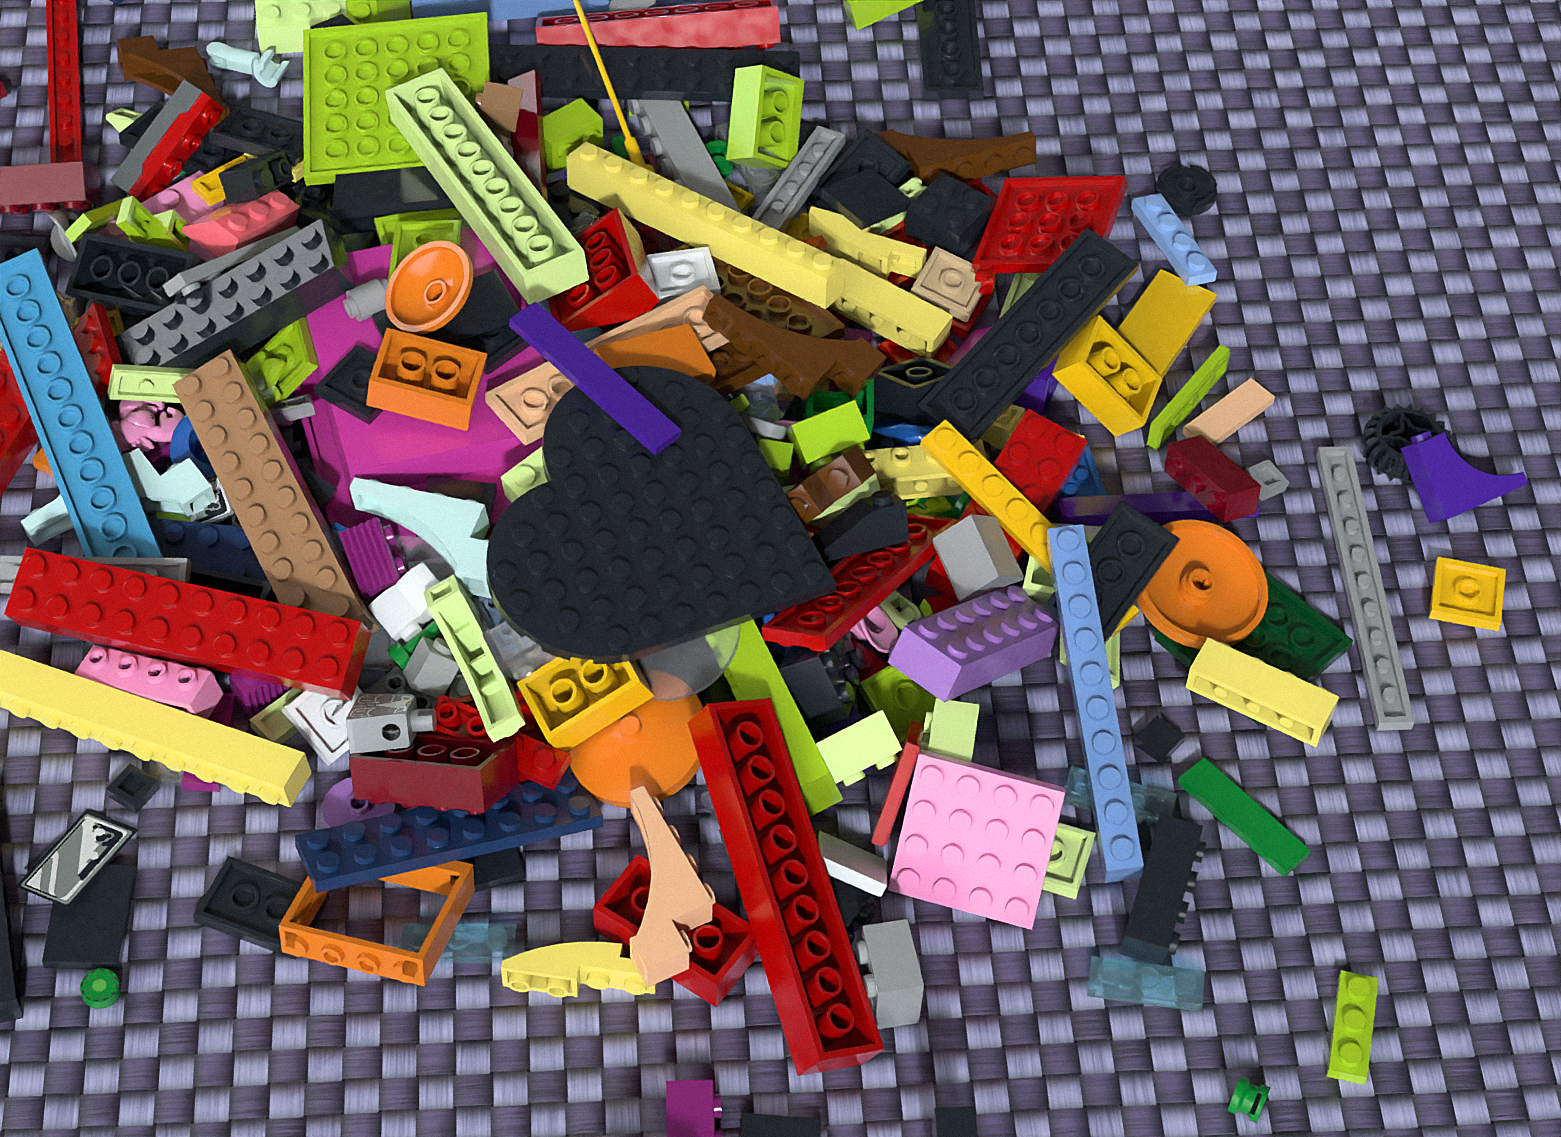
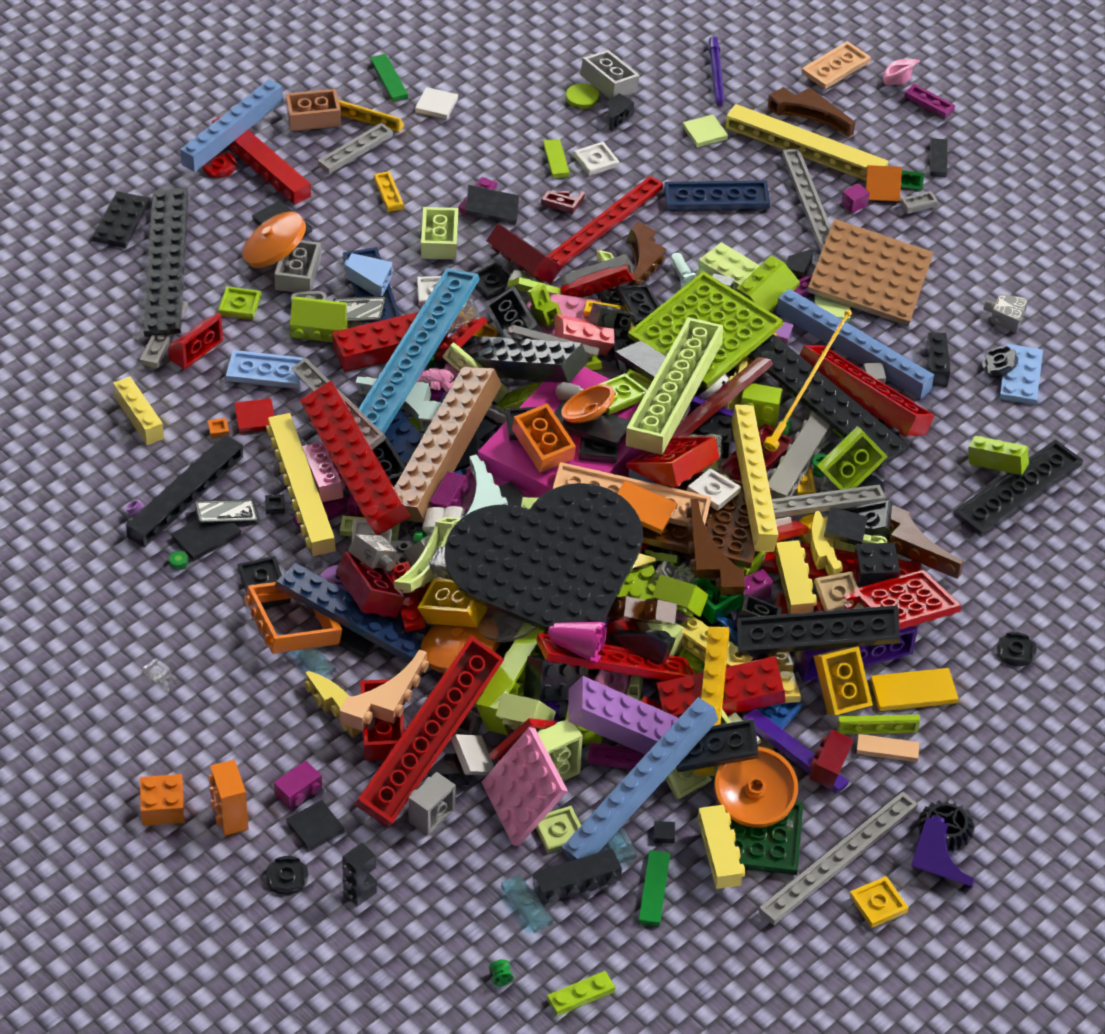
camera: 50 degrees right, 5 degrees down
(265, 375) = (503, 397): lime plate -> none
(499, 105) = (733, 362): medium nougat brick -> none
(595, 378) = (594, 485): dark purple tile -> none
(777, 456) = (647, 586): lime tile -> none
(833, 583) = (580, 638): none -> dark pink cone
(977, 557) = (676, 692): light grey slope -> none
(1003, 695) = (613, 756): none -> magenta plate
(1174, 240) = (973, 661): light blue plate -> none
(1269, 478) = (860, 783): light grey plate -> none

